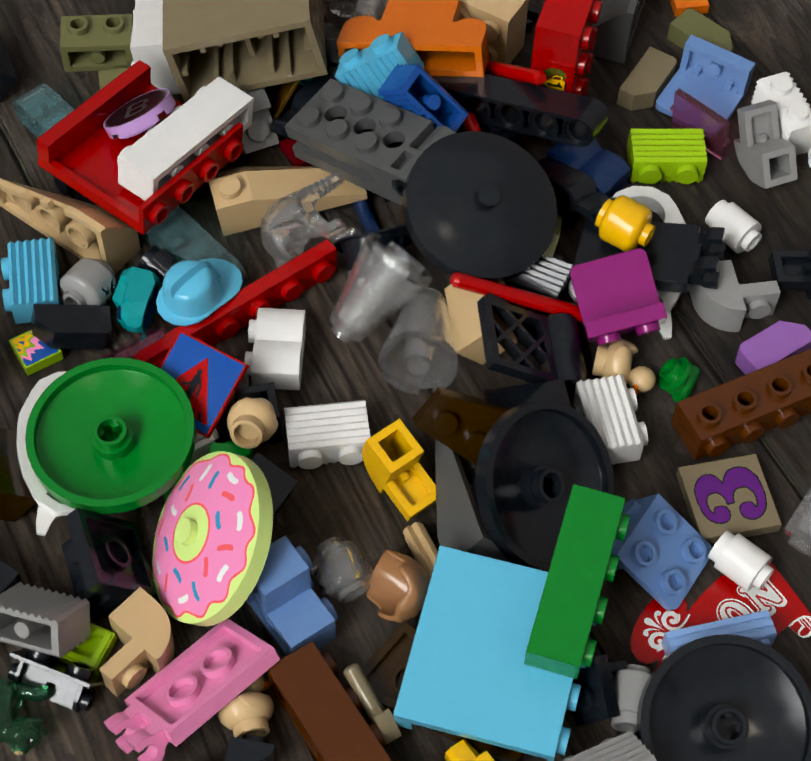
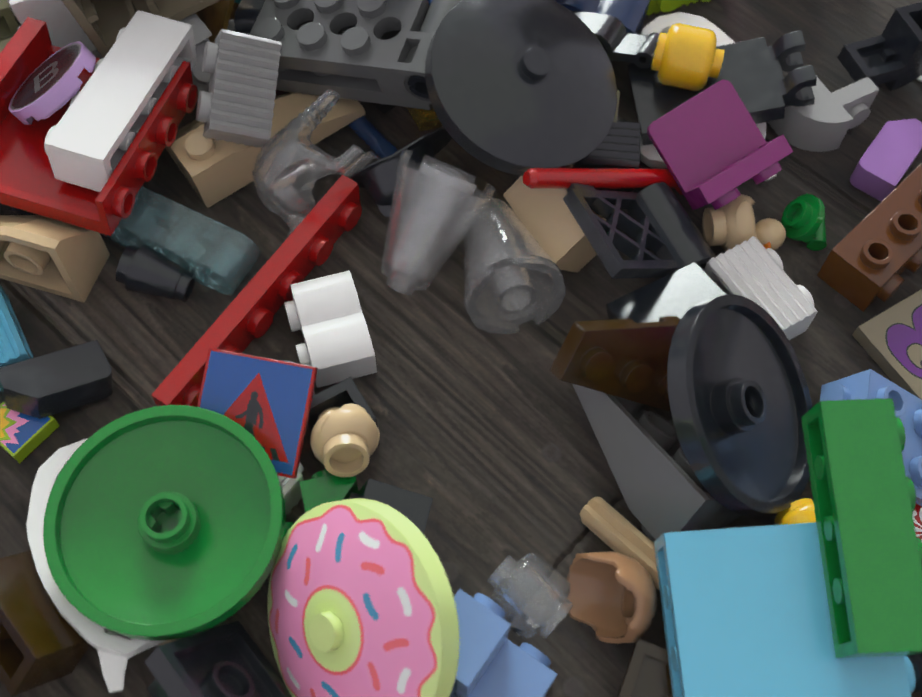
camera: 20 degrees left, 5 degrees up
(88, 283) = (58, 319): light grey head -> none
(135, 344) = (147, 384): clear pink piece -> none
(136, 299) = (129, 319): teal rock -> none
(197, 289) = (206, 287): medium azure piece -> none
(270, 155) = (239, 88): none -> light grey brick
(326, 433) = (438, 419): white brick -> none
(395, 468) = (541, 437): yellow brick -> none
(741, 229) = (777, 21): white brick -> none

